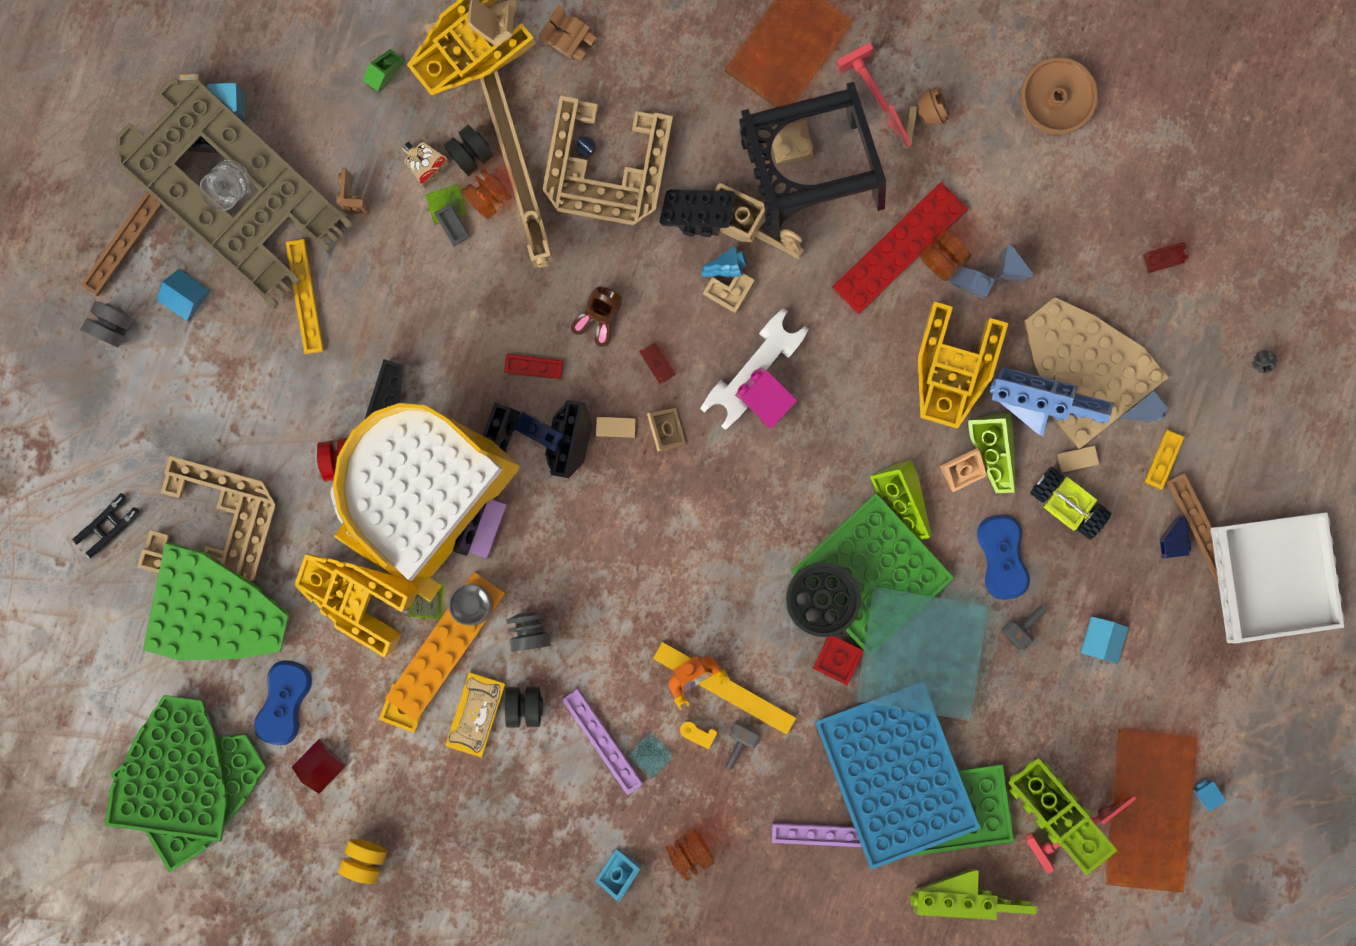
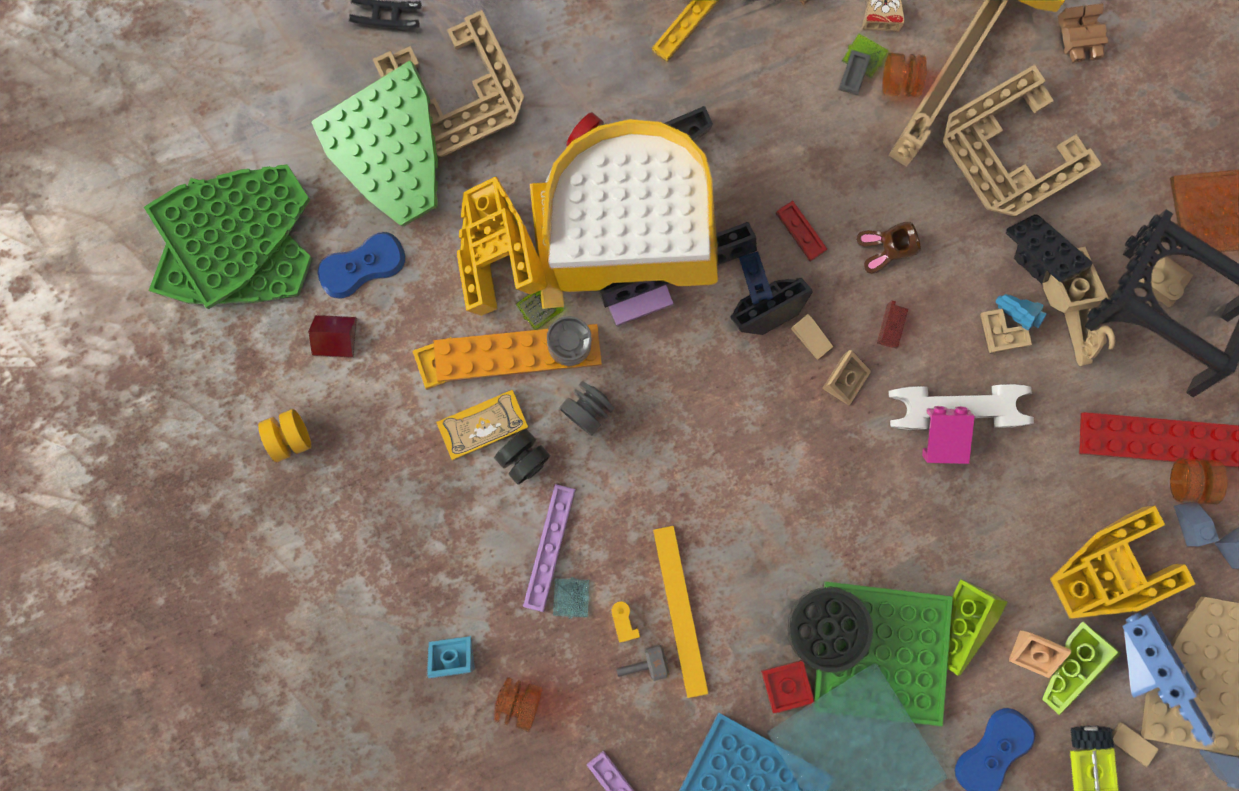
camera: 50 degrees right, 5 degrees down
(473, 146) = (930, 33): pearl dark grey wheel -> none
(585, 146) = (1010, 121): dark blue plate -> none
(691, 674) = (671, 573): orange torso -> none

